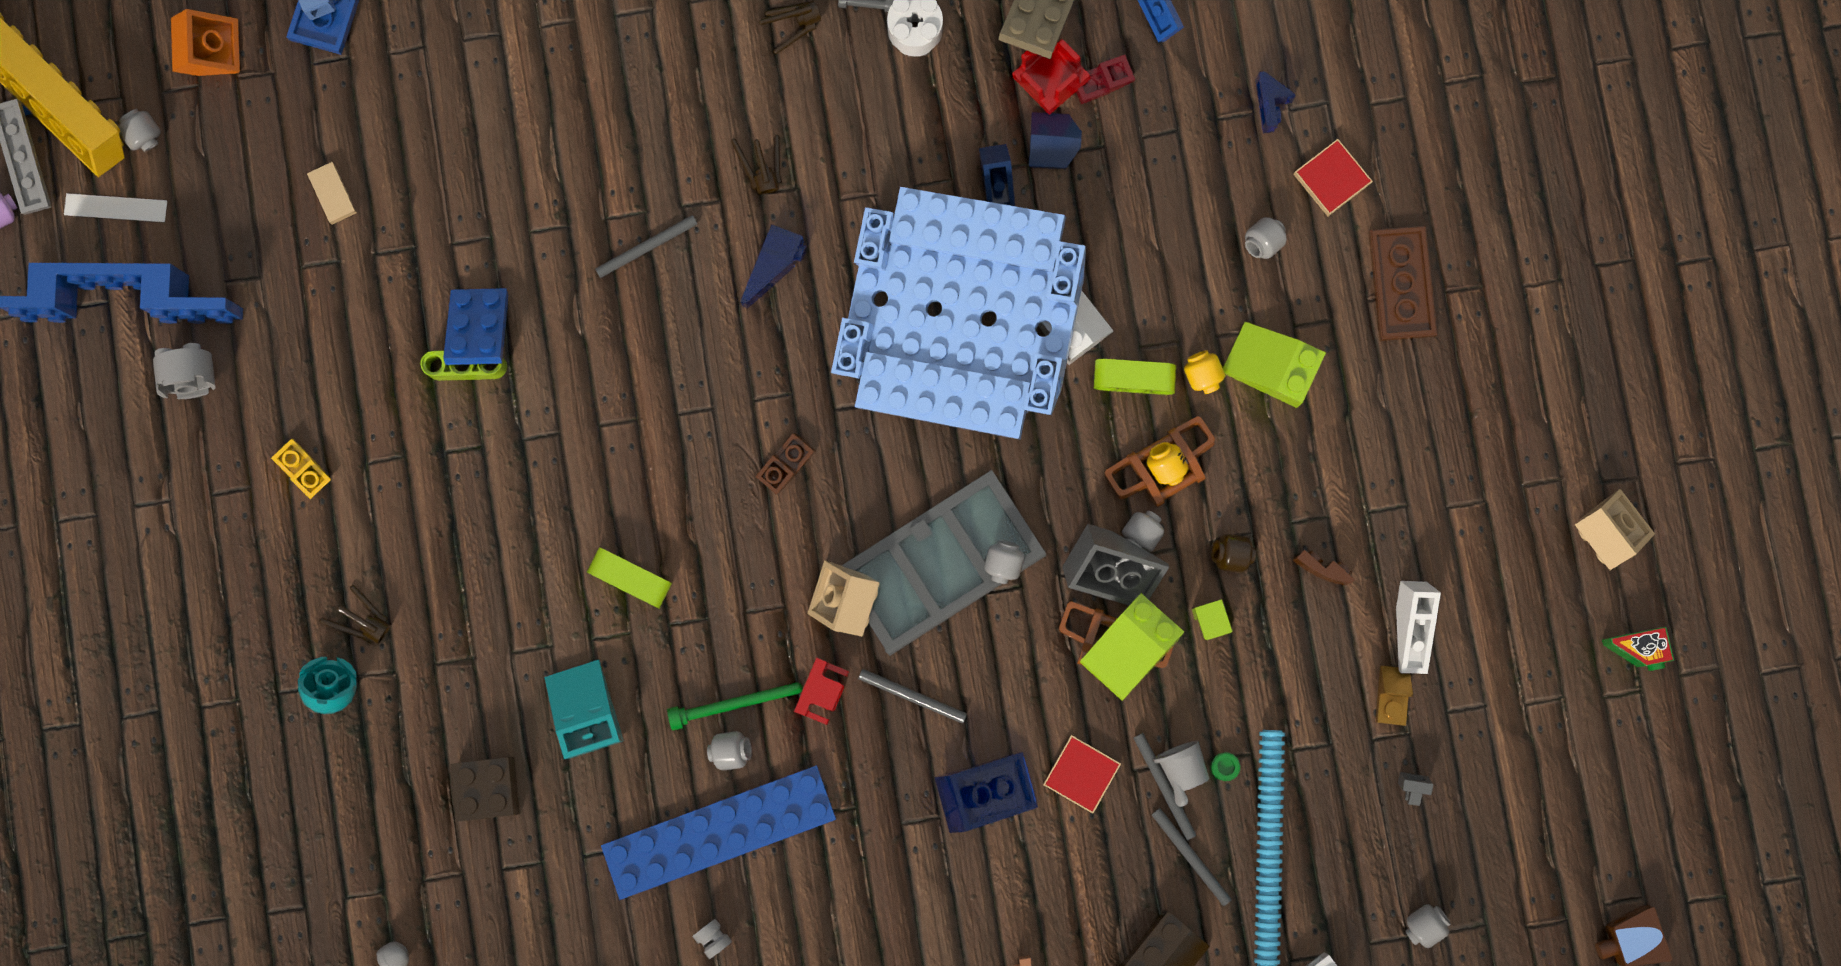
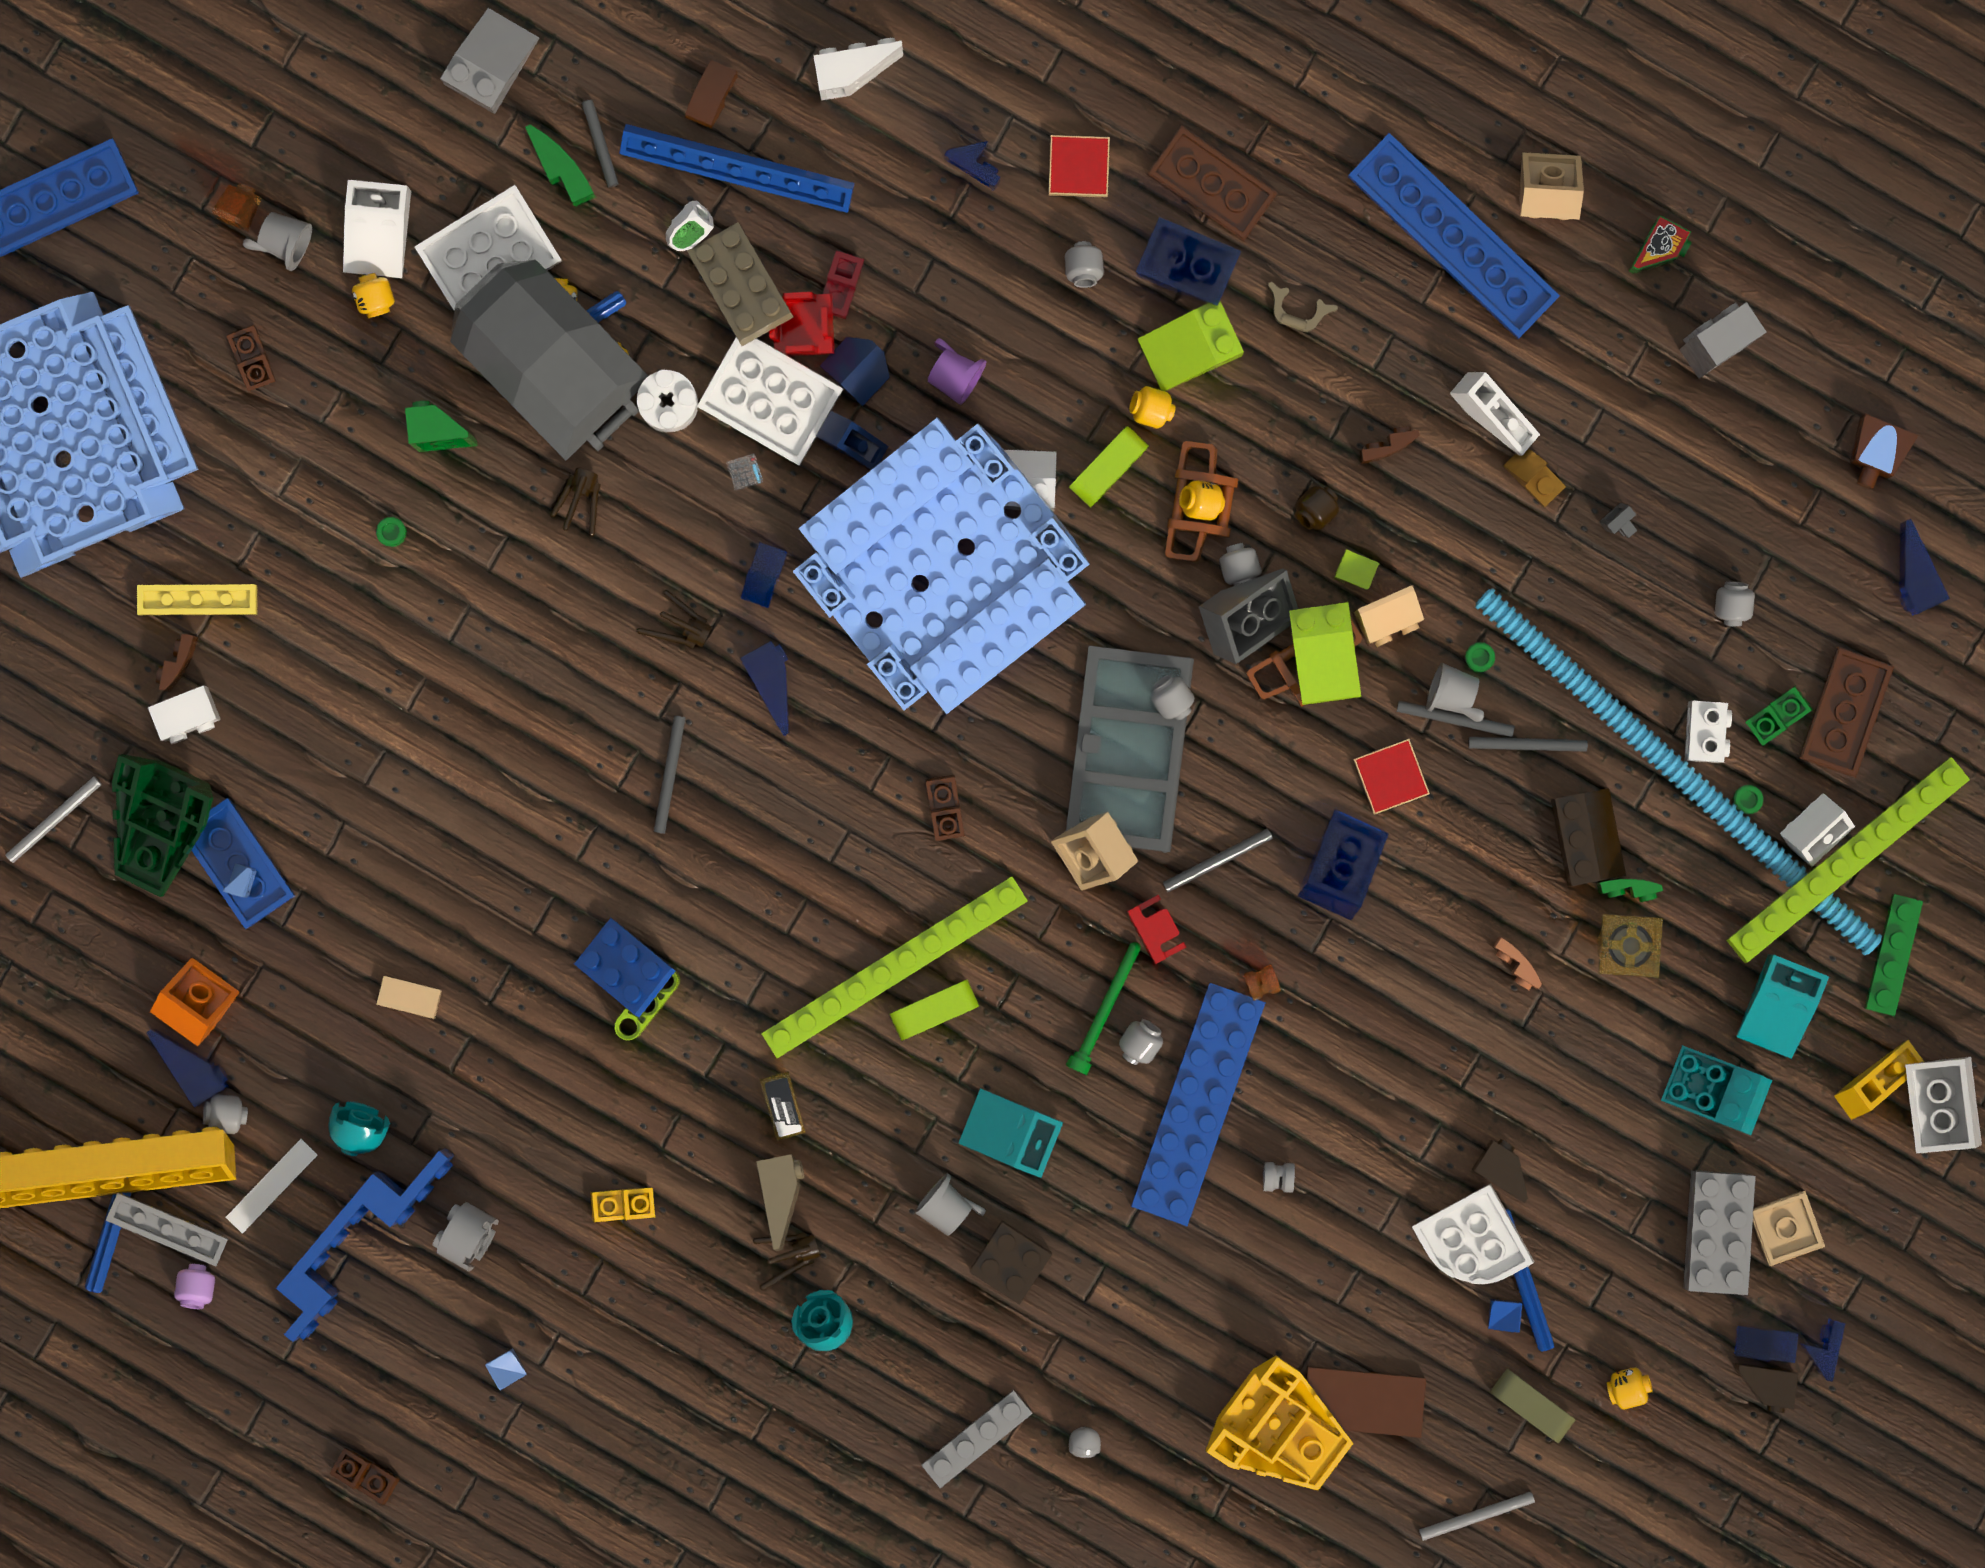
camera: 55 degrees left, 5 degrees up
(110, 482) = (506, 1369): none -> medium blue slope
(152, 81) = (193, 1072): none -> clear blue slope
(203, 230) = (357, 1128): none -> teal cylinder
(333, 873) = (976, 1438): none -> light grey plate
(398, 573) = (780, 1191): none -> dark tan slope
(468, 524) = (782, 1105): none -> slope
(488, 706) = (946, 1206): none -> light grey hat
(638, 523) = (894, 967): none -> lime plate
(847, 195) = (763, 575): none -> clear blue slope
(855, 805) = (1269, 982): none -> clear orange wheel
(910, 122) = (744, 472): none -> clear tile
(979, 95) = (770, 398): none -> white plate
(1108, 211) = (954, 373): none -> medium lavender hat
(1199, 672) = (1389, 615): none -> tan slope
(1331, 307) = (1187, 262): none -> clear blue slope
(1354, 425) = (1292, 321): none -> dark tan helmet
(1517, 489) = (1453, 236): none -> blue plate
(1620, 749) = (1721, 338): none -> light grey brick

